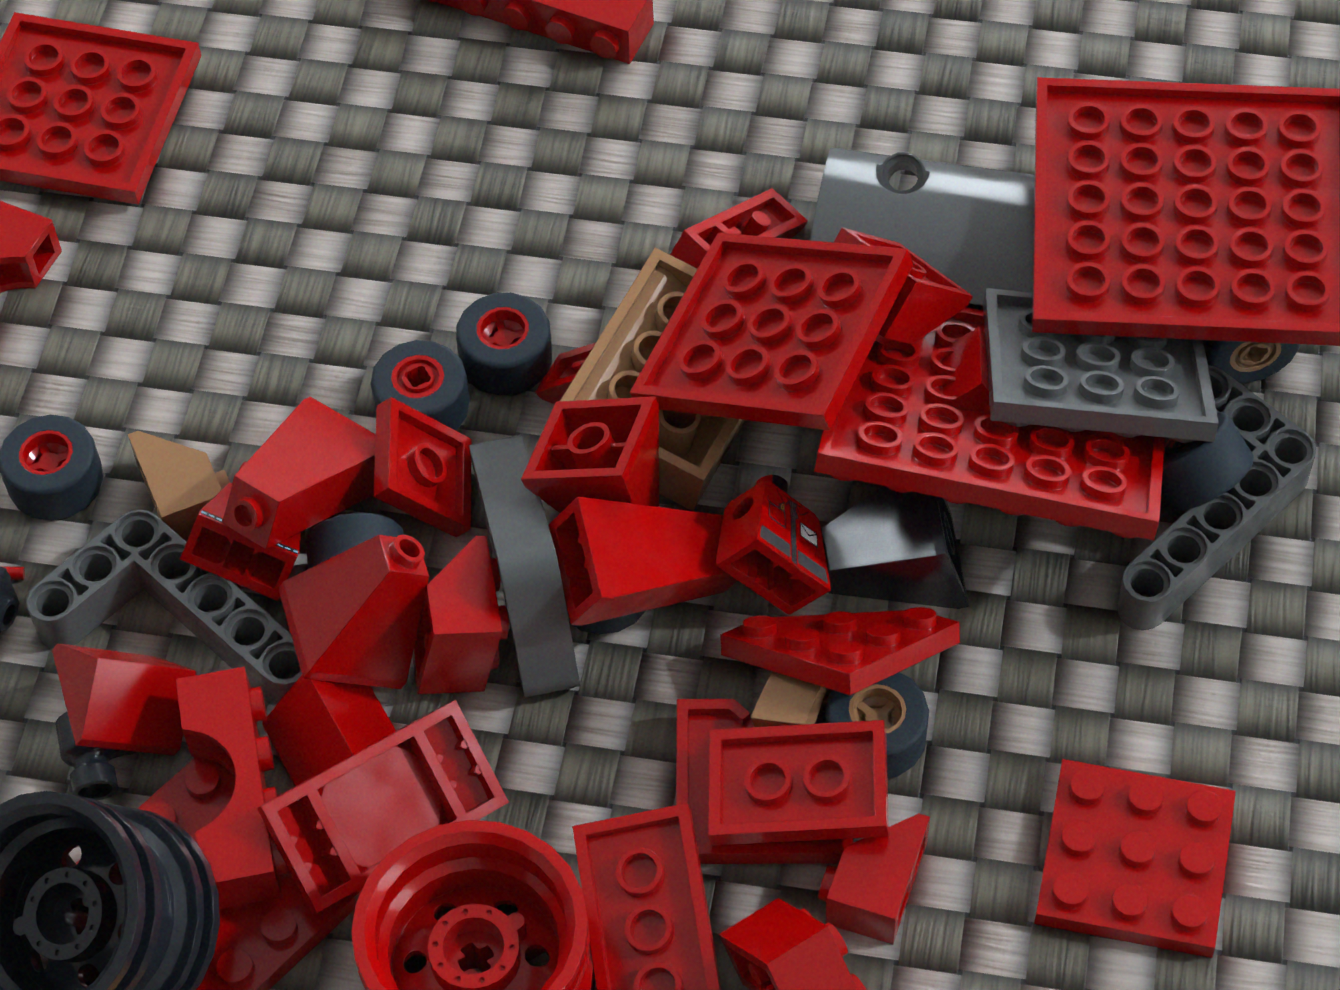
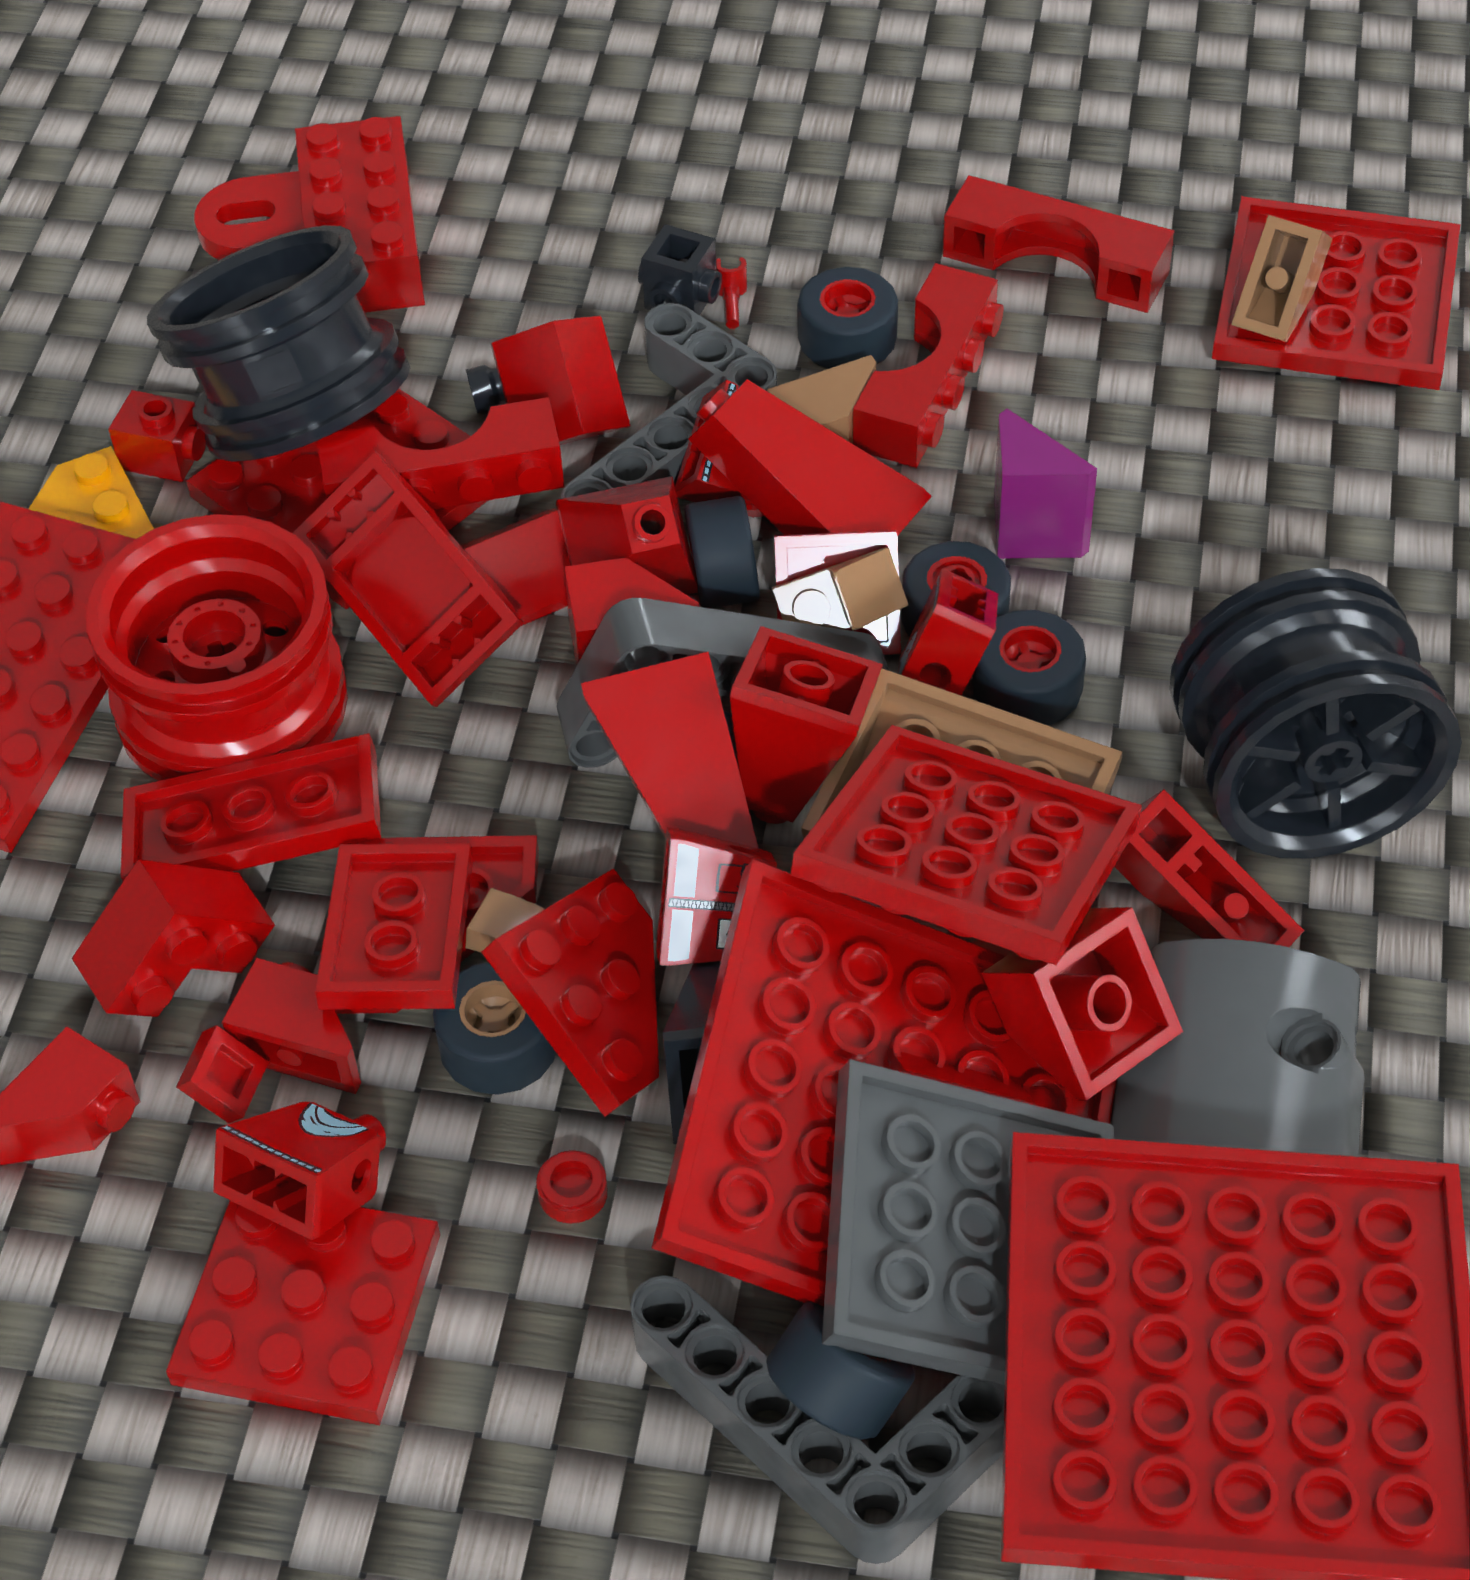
camera: 90 degrees right, 5 degrees down
(76, 383) = (906, 407): none -> red arch
(83, 124) = (1281, 278): none -> medium nougat slope
(315, 320) = (1040, 494): none -> magenta slope
(438, 455) = (845, 593): none -> medium nougat slope
(503, 377) = (950, 633): none -> red torso
(620, 128) = (1313, 714): none -> black wheel
(929, 934) = (222, 1074): none -> red plate
(1016, 671) = (572, 1186): none -> red tile
(1037, 840) = (299, 1165): none -> red torso

